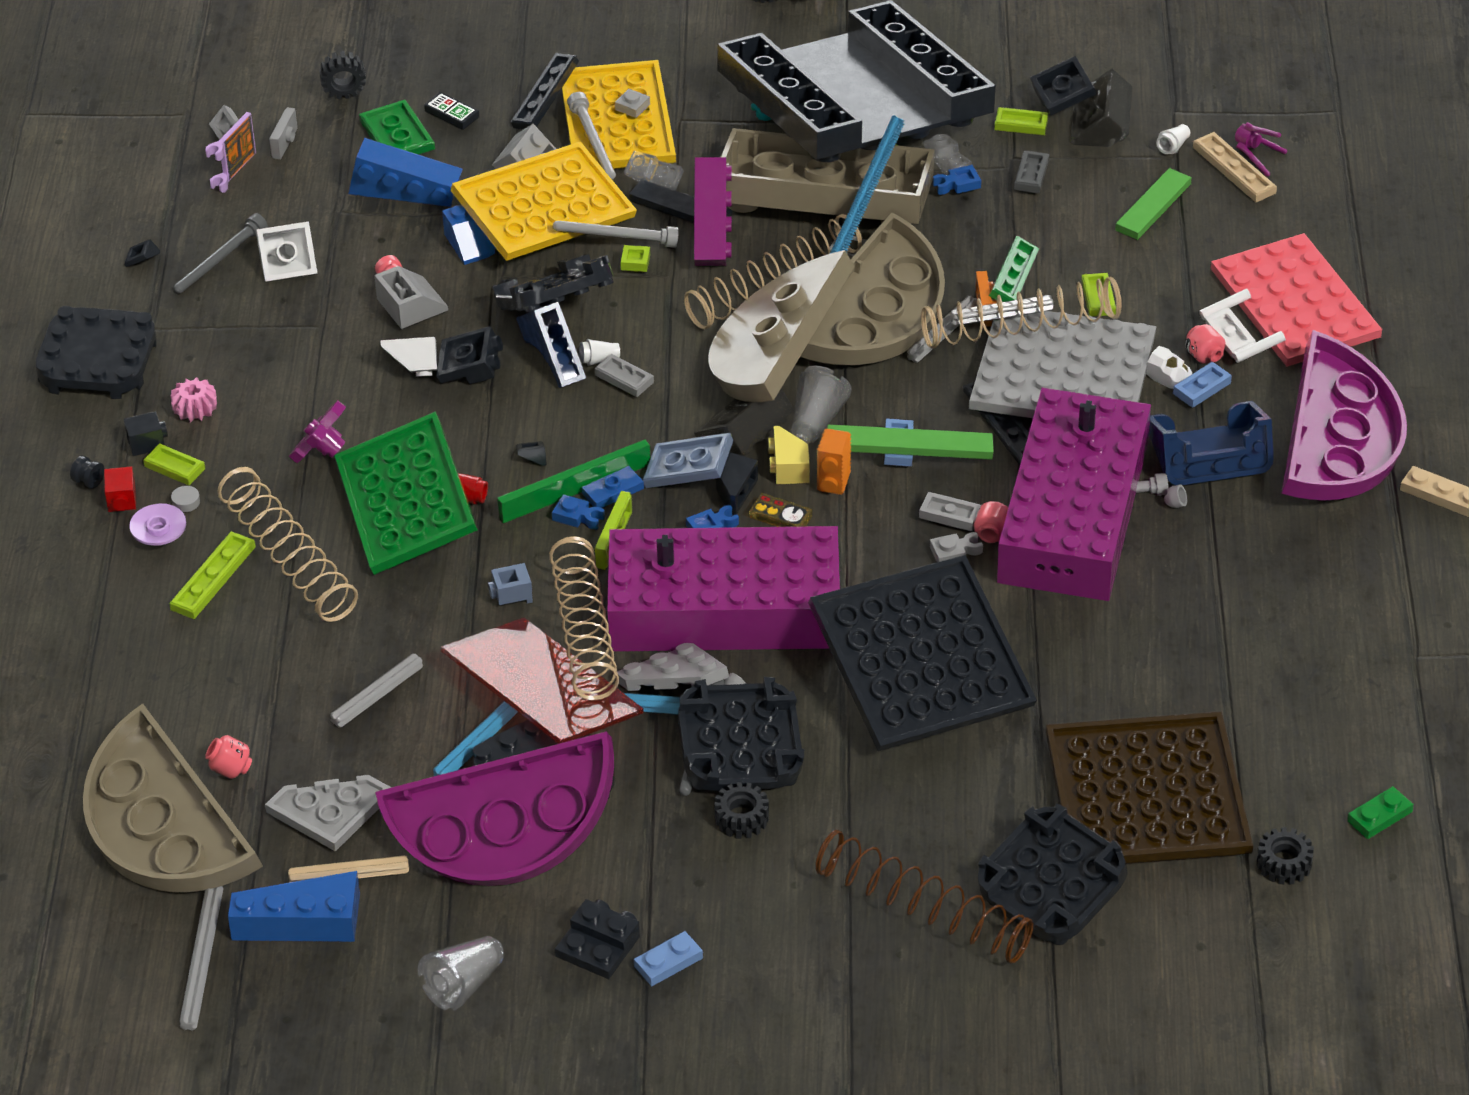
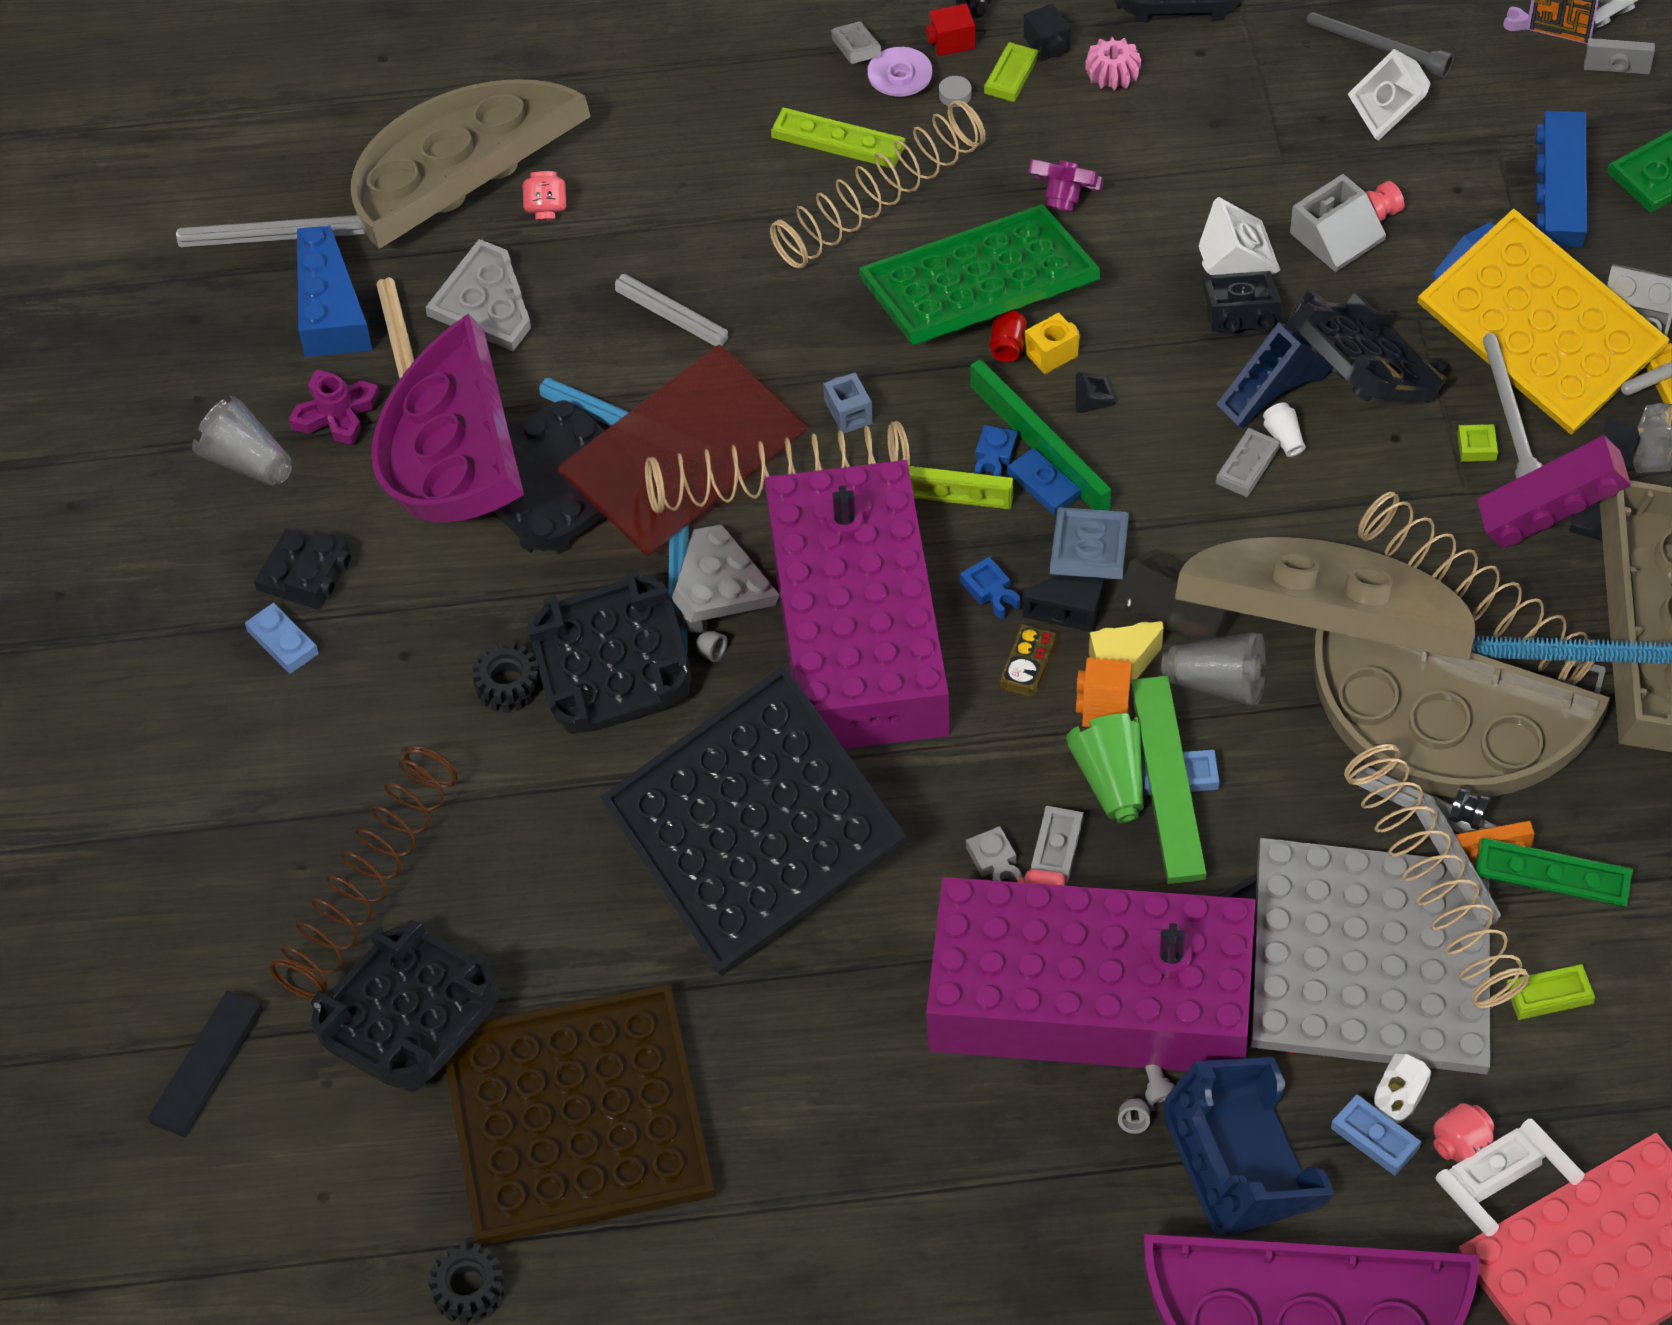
camera: 85 degrees right, 10 degrees up
(113, 548) = (856, 42): none -> light grey plate
(428, 912) = (334, 405): none -> magenta plant
(482, 462) = (1052, 343): none -> yellow brick
(892, 469) = (1111, 763): none -> bright green cone
(963, 292) = (1470, 807): none -> black wheel
(1079, 1012) = (205, 1064): none -> black tile

